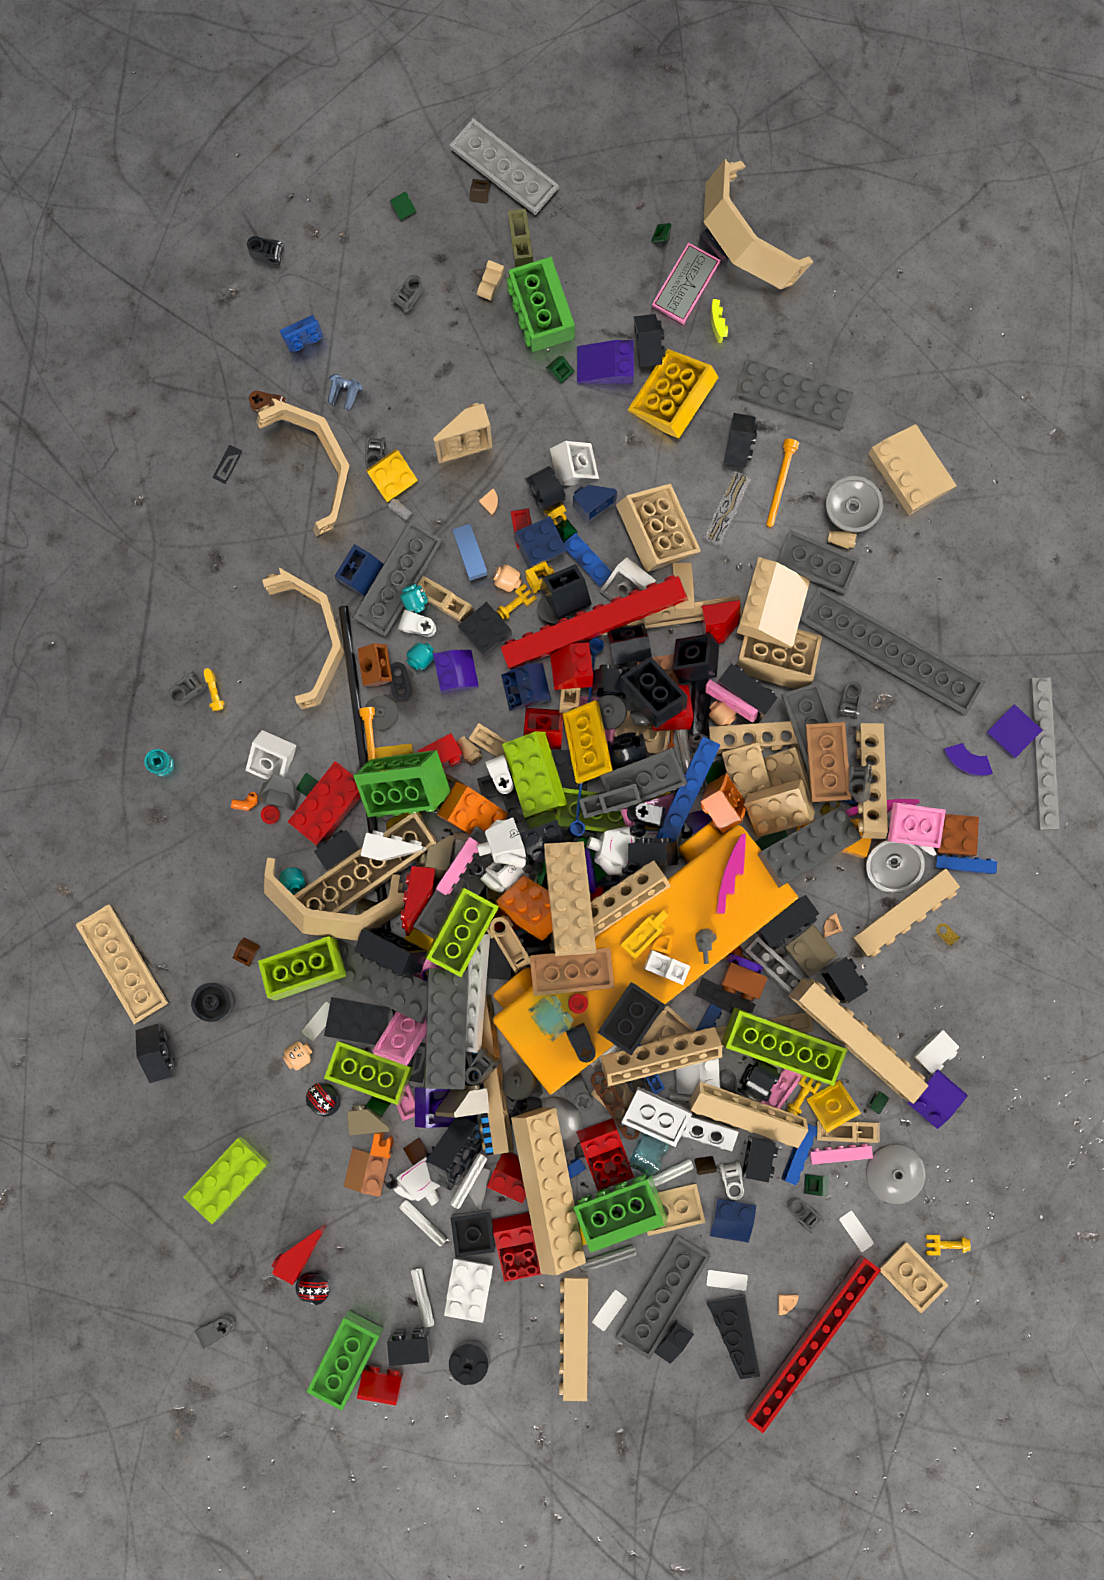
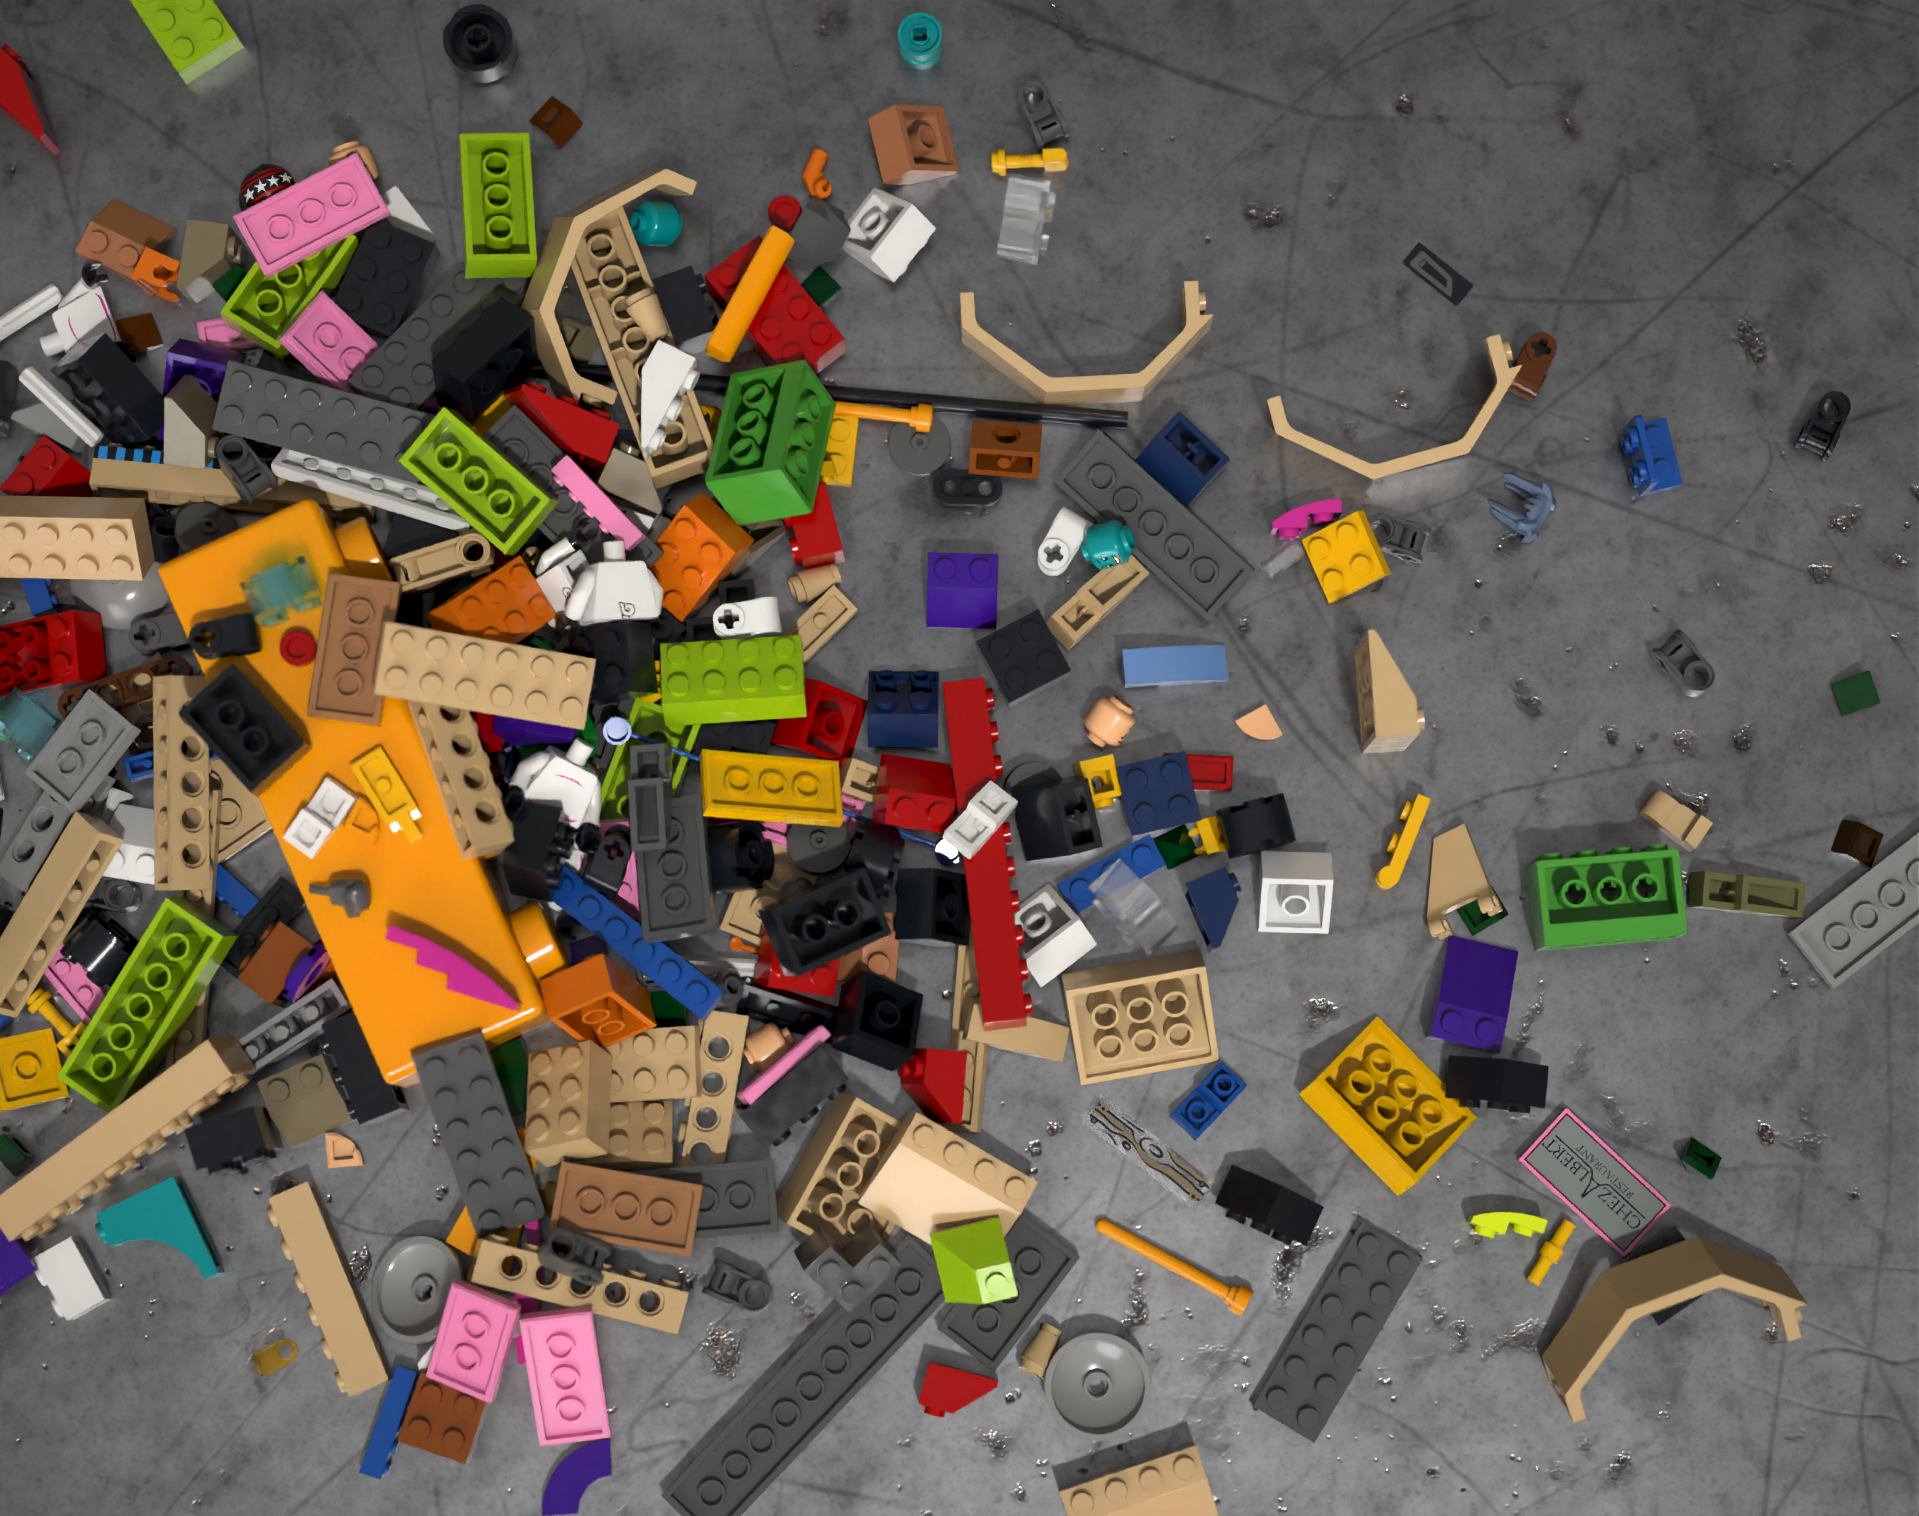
camera: 105 degrees right, 0 degrees up
(217, 754) = (913, 144): none -> nougat slope
(246, 684) = (1024, 216): none -> clear brick
(323, 815) = (749, 294): none -> light orange brick
(331, 1068) = (311, 215): none -> bright pink tile
(346, 867) = (647, 313): none -> tan cone
(377, 505) = (1295, 521): none -> dark pink slope
(420, 656) = (1003, 533): teal head -> none
(504, 612) = (1069, 741): yellow hinge -> none
(535, 414) = (1402, 843): none -> yellow plate
(547, 383) = (1457, 880): none -> tan flag
(578, 627) = (980, 819): none -> white slope
(603, 539) = (1139, 911): none -> clear brick
(692, 484) = (1208, 1100): none -> blue slope
(727, 297) = (1551, 1252): none -> yellow bar
(808, 578) = (974, 1263): none -> lime slope
(827, 641) = (849, 1271): none -> flat silver brick
(873, 578) = (952, 1389): none -> red slope
(891, 1012) = (165, 1216): none -> teal arch
(919, 776) = (565, 1375): none -> bright pink tile

